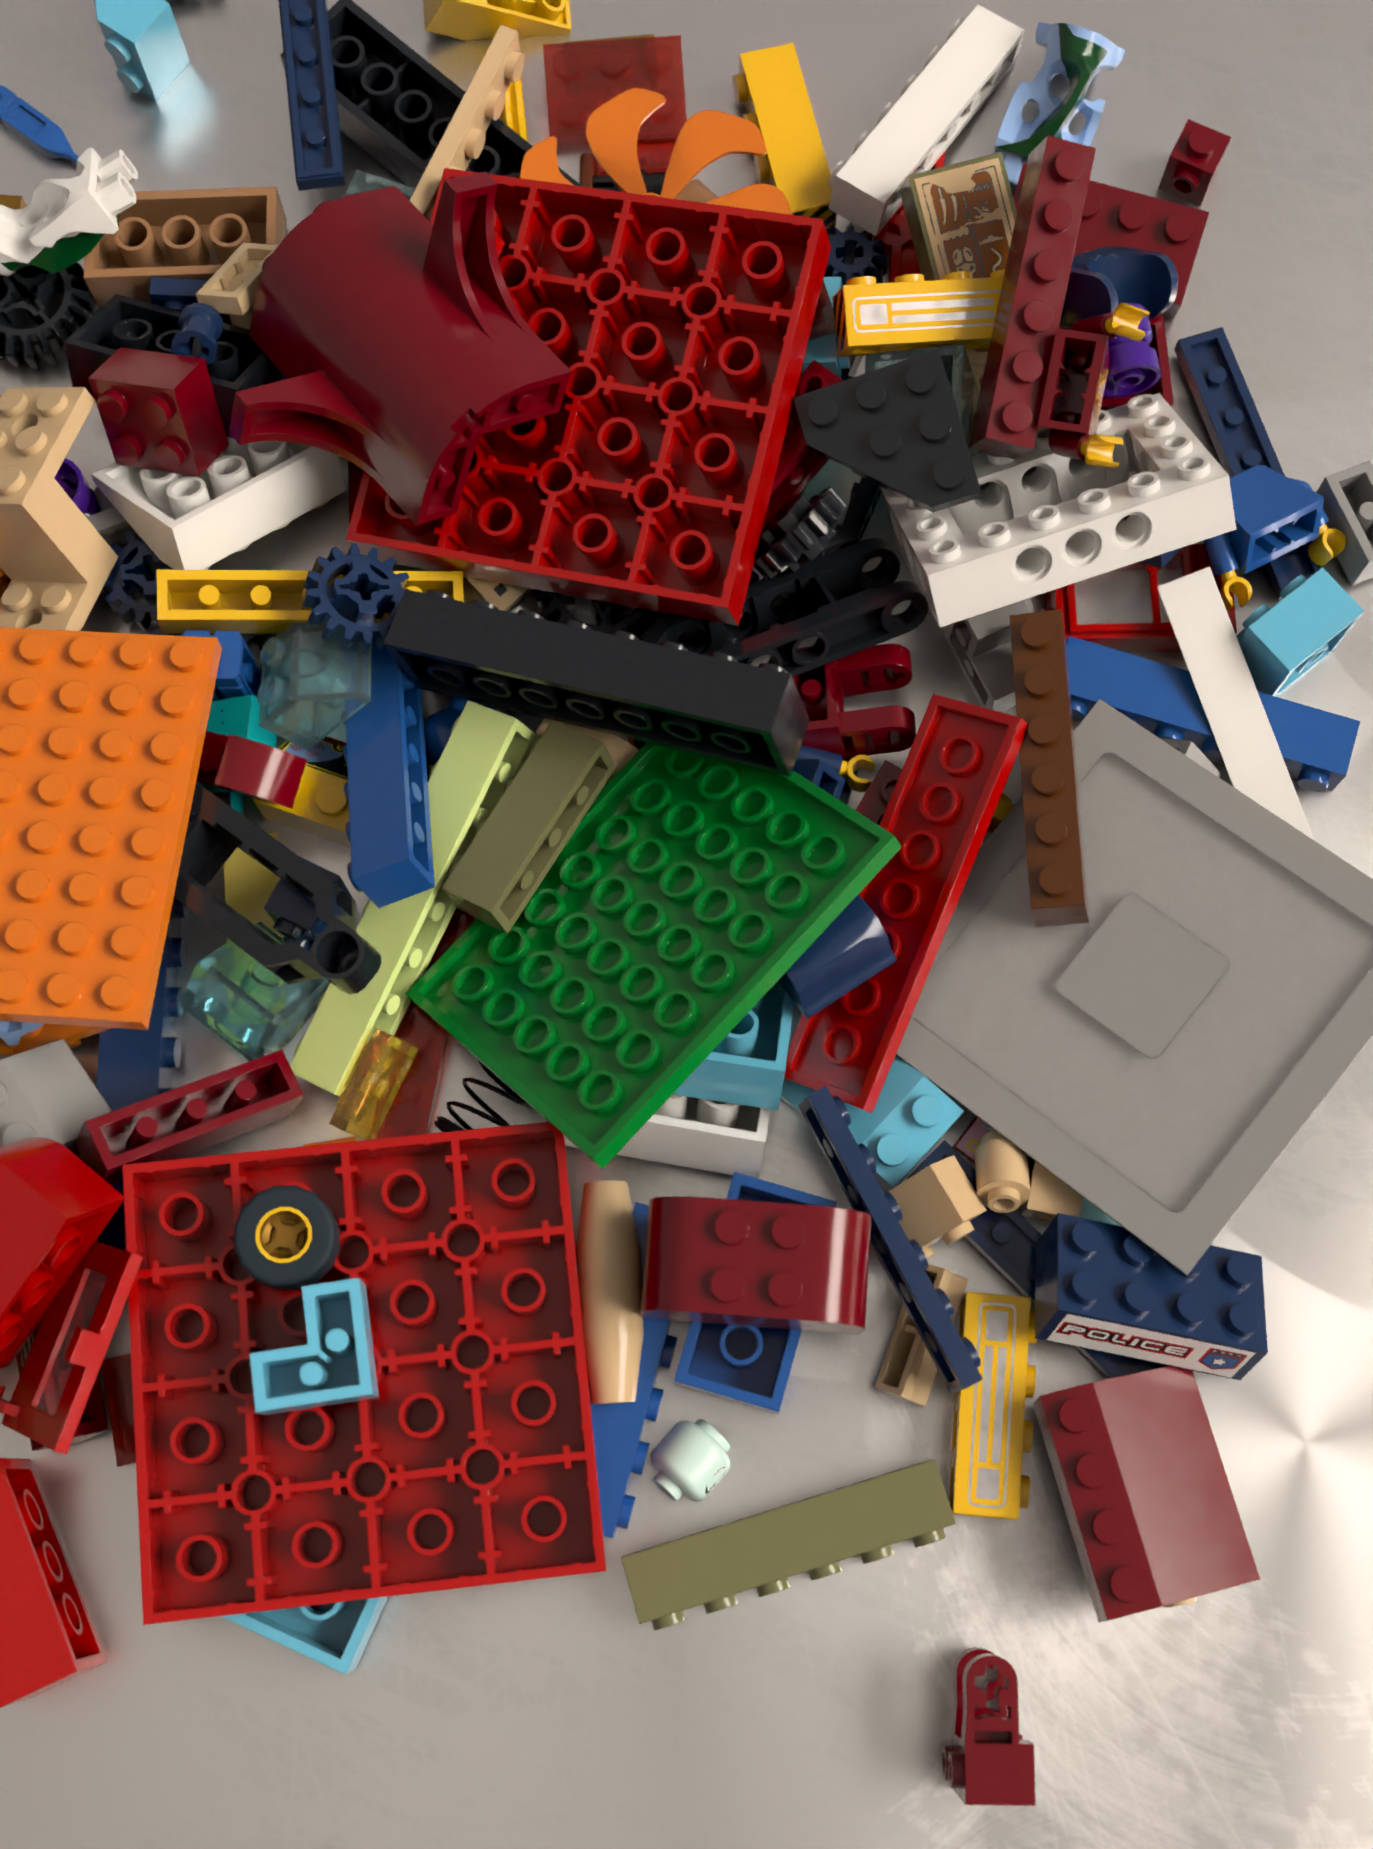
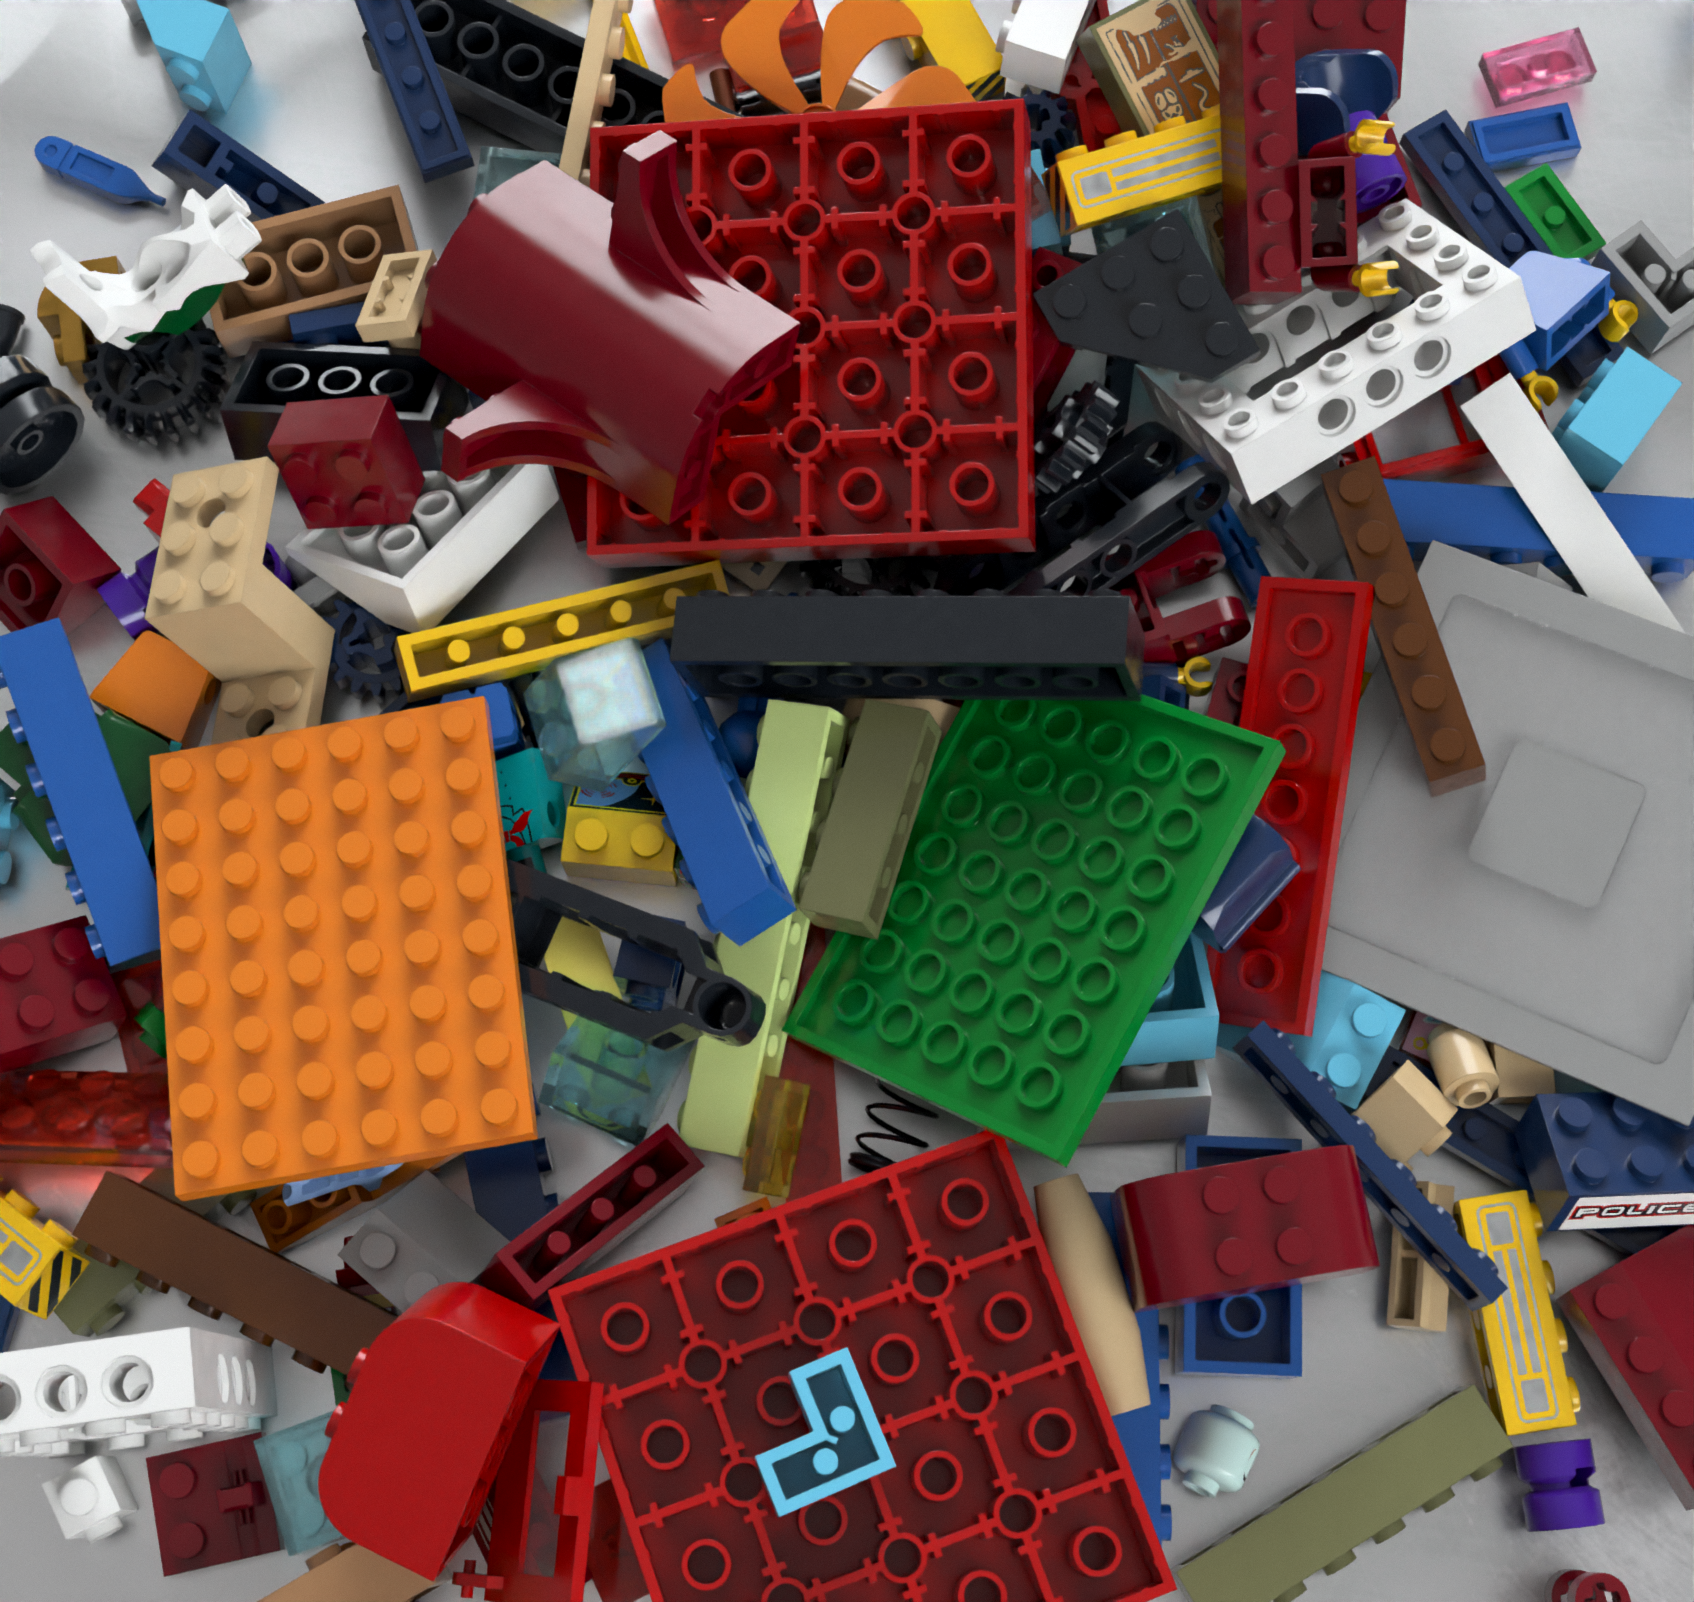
camera: 15 degrees left, 0 degrees up
(118, 123) = (208, 158): none -> dark blue slope
(199, 330) = (367, 362): dark blue bush -> none
(250, 769) = (557, 828): dark red brick -> none
(273, 1223) = (761, 1306): black wheel -> none
(356, 599) = (622, 618): dark blue gear -> none
(927, 652) = (1237, 546): none -> blue pin
(990, 1570) = (1559, 1485): none -> dark purple wheel
(1289, 369) = (1525, 137): none -> blue tile
(1296, 440) = (1555, 214): none -> green plate
(1316, 309) = (1537, 67): none -> clear pink plate

